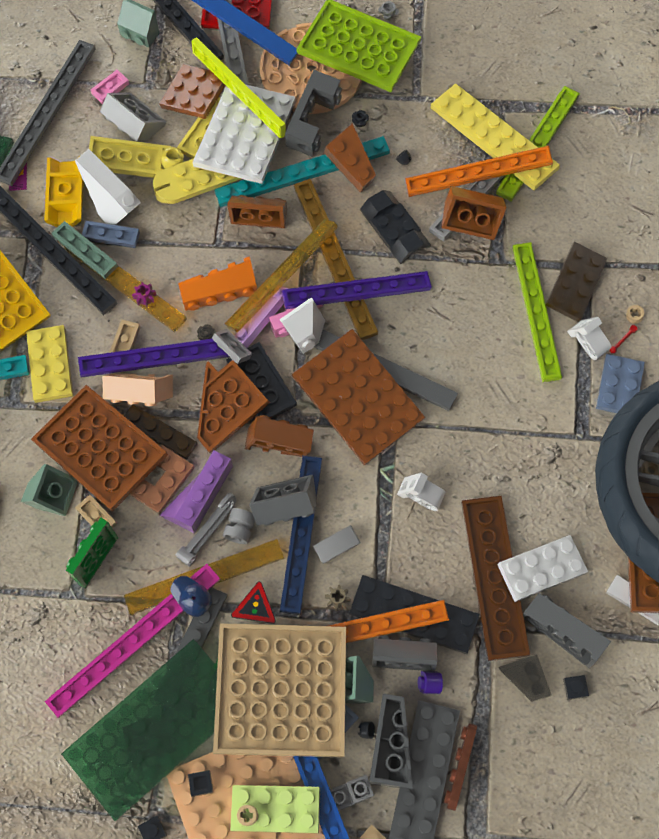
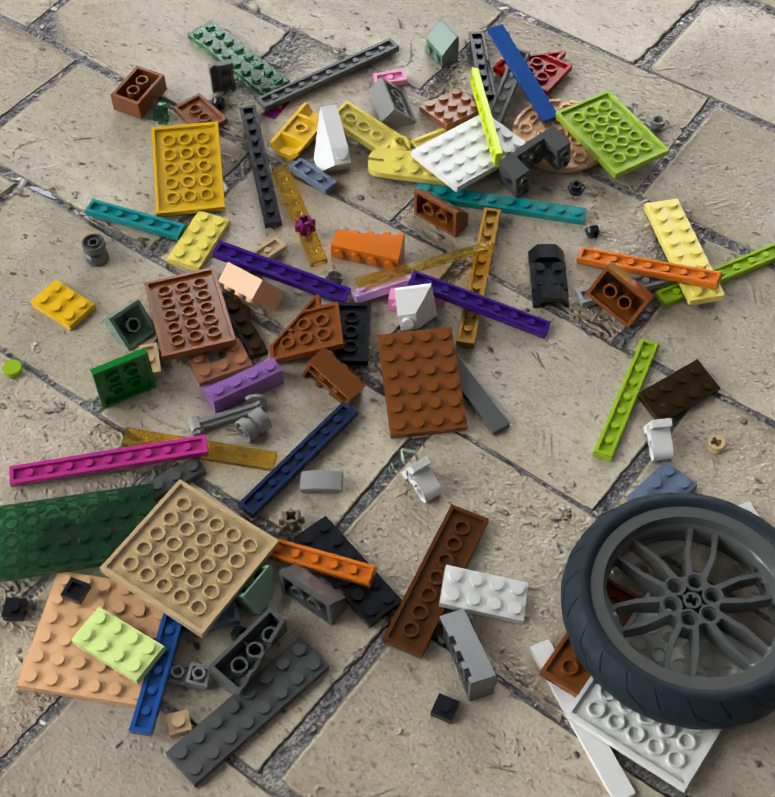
camera: 30 degrees right, 15 degrees down
(84, 249) = (284, 175): sand green plate -> none
(184, 589) = (177, 458): dark blue cap -> none
(232, 346) = (344, 292): light grey plate -> none
(243, 820) = (90, 625): tan bush -> none
(255, 606) = (220, 489): piece -> none
(284, 500) = (301, 424): dark grey slope -> none
(351, 159) = (542, 205): dark orange wedge -> none
(430, 682) = (318, 627): dark purple plate -> none
(457, 775) = (289, 714): copper plate -> none
(528, 677) = (407, 674): clear smoke wing -> none
(633, 328) = (706, 456): red hinge -> none

